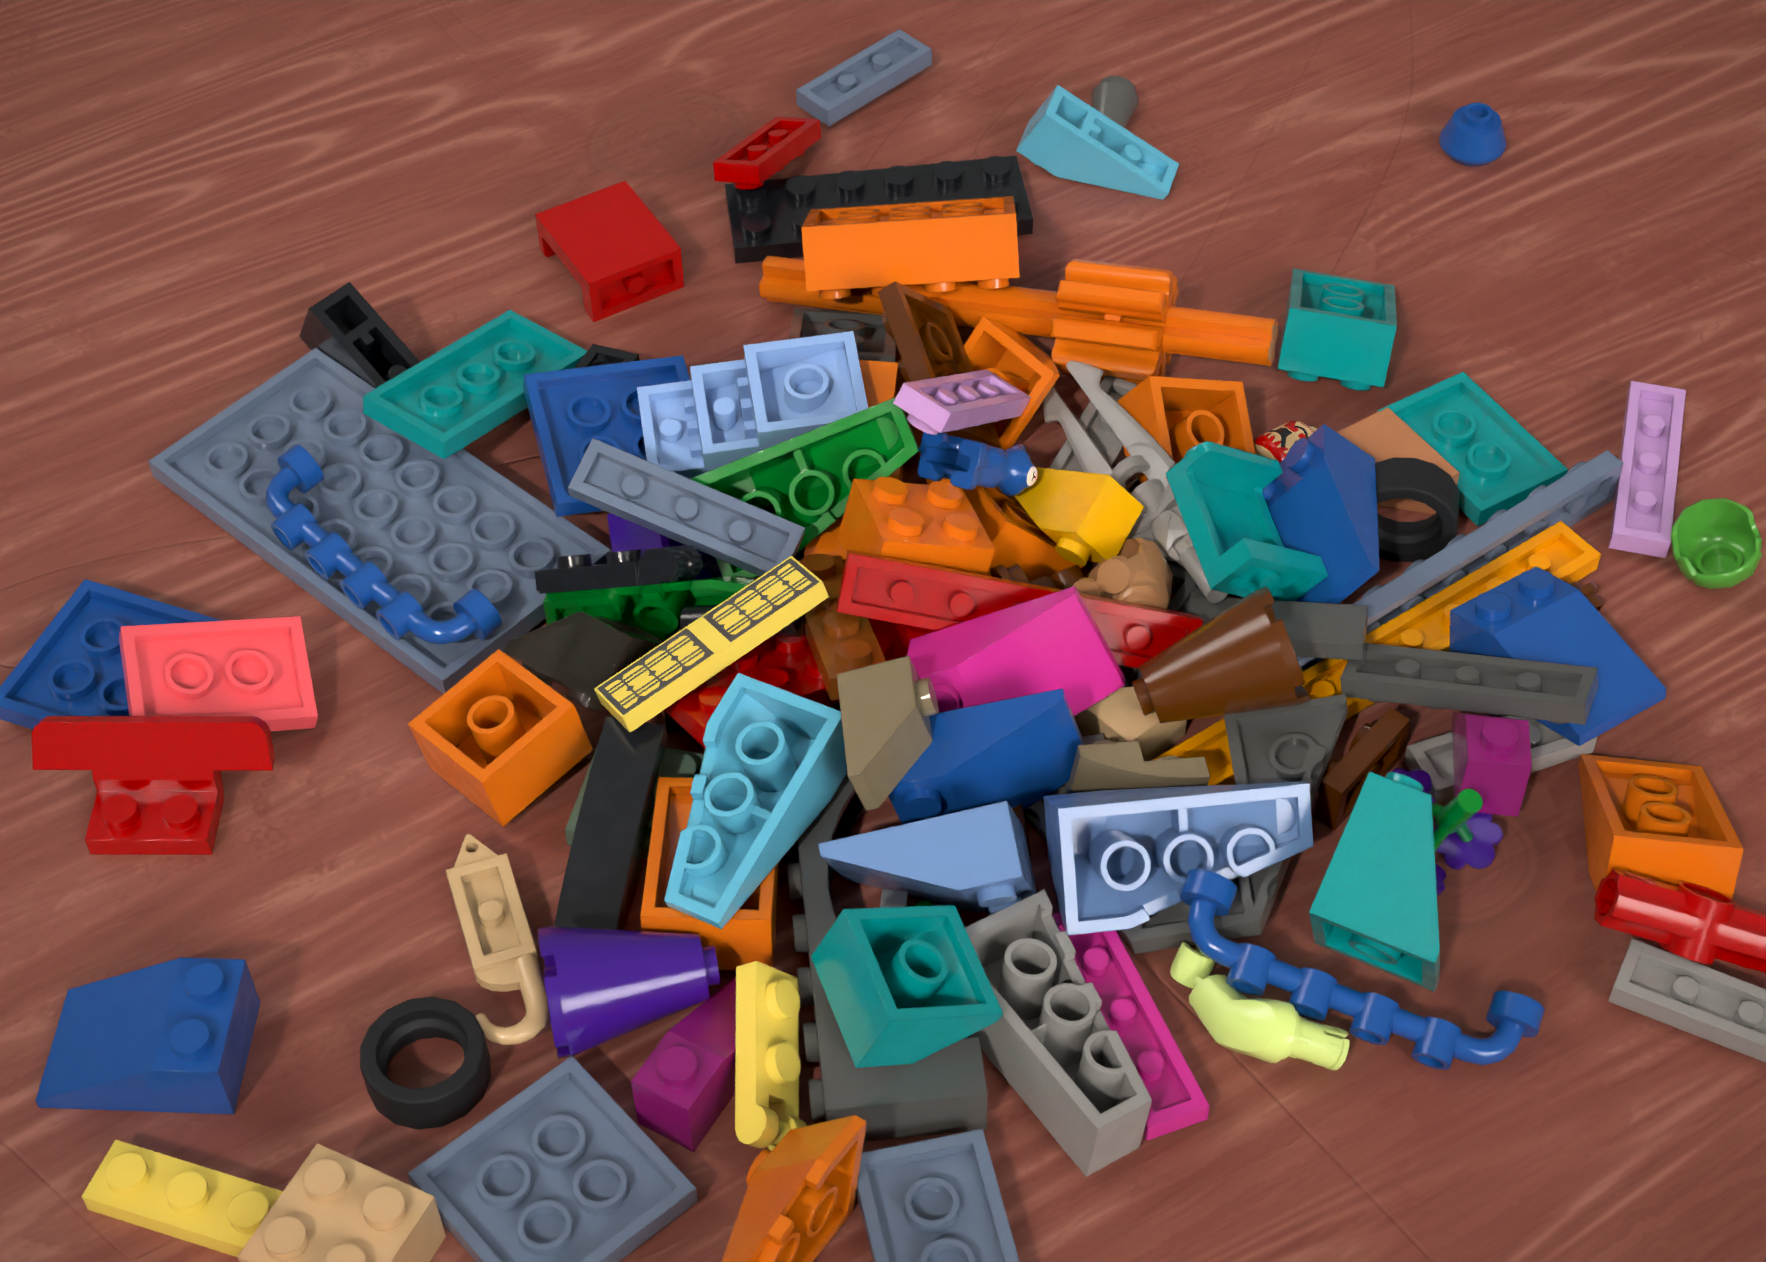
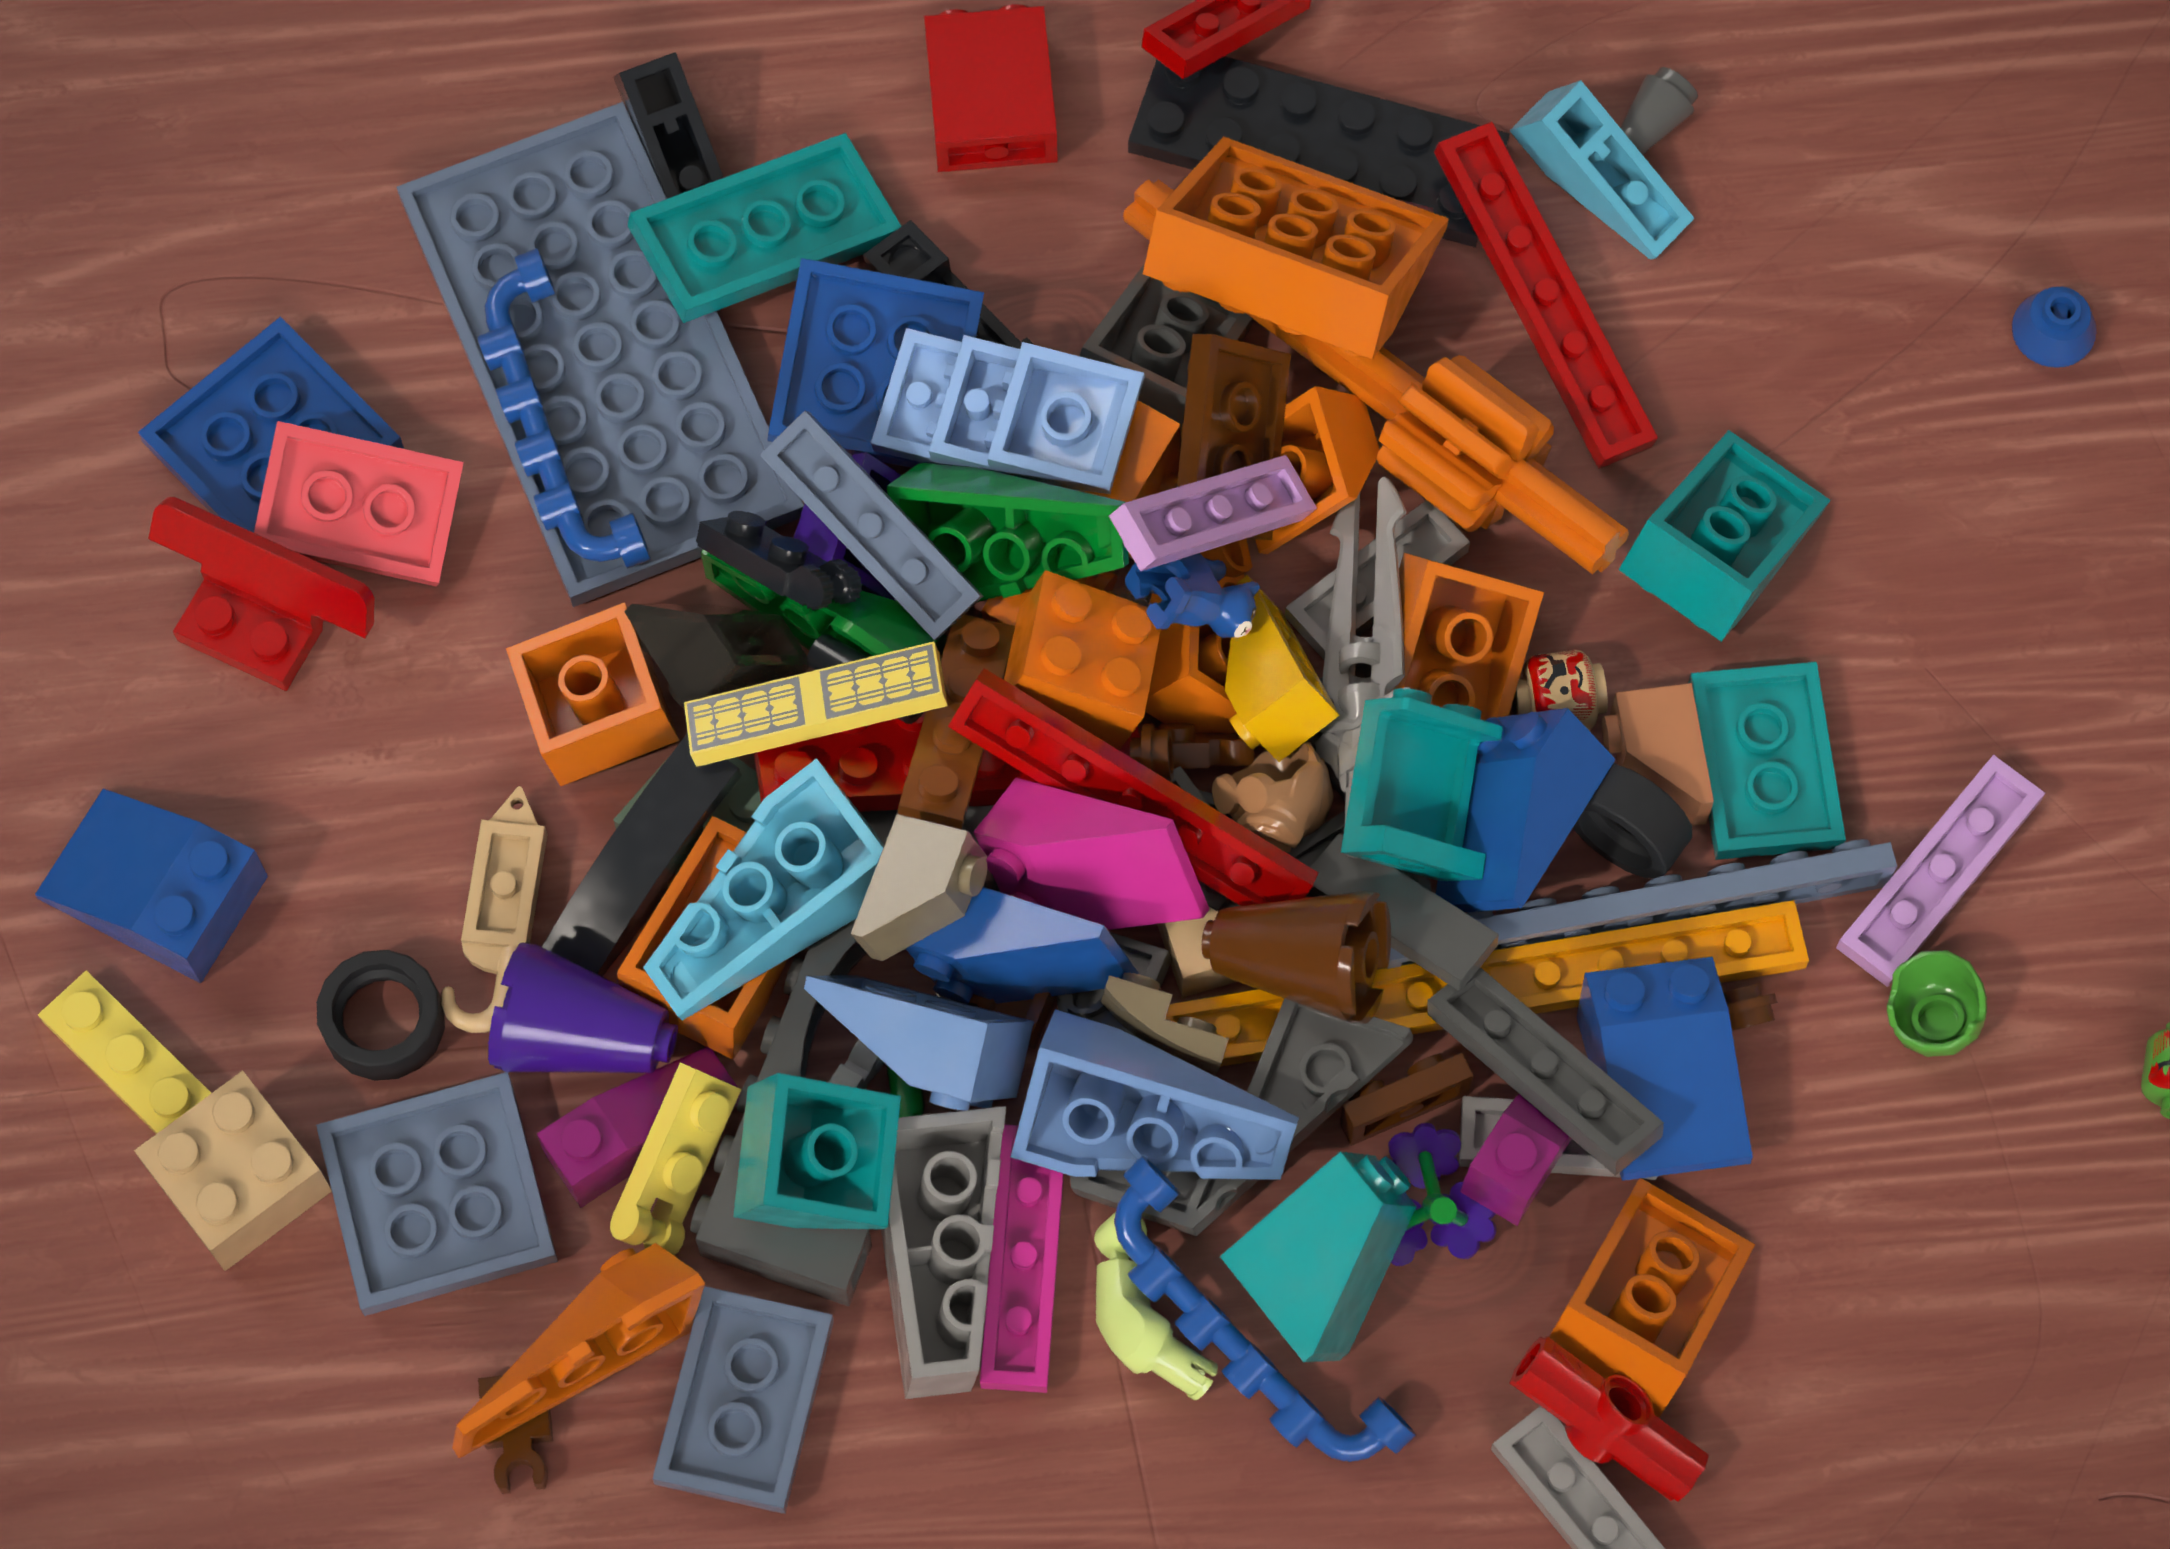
camera: 25 degrees right, 20 degrees up
(1106, 224) = (1545, 295): none -> red plate

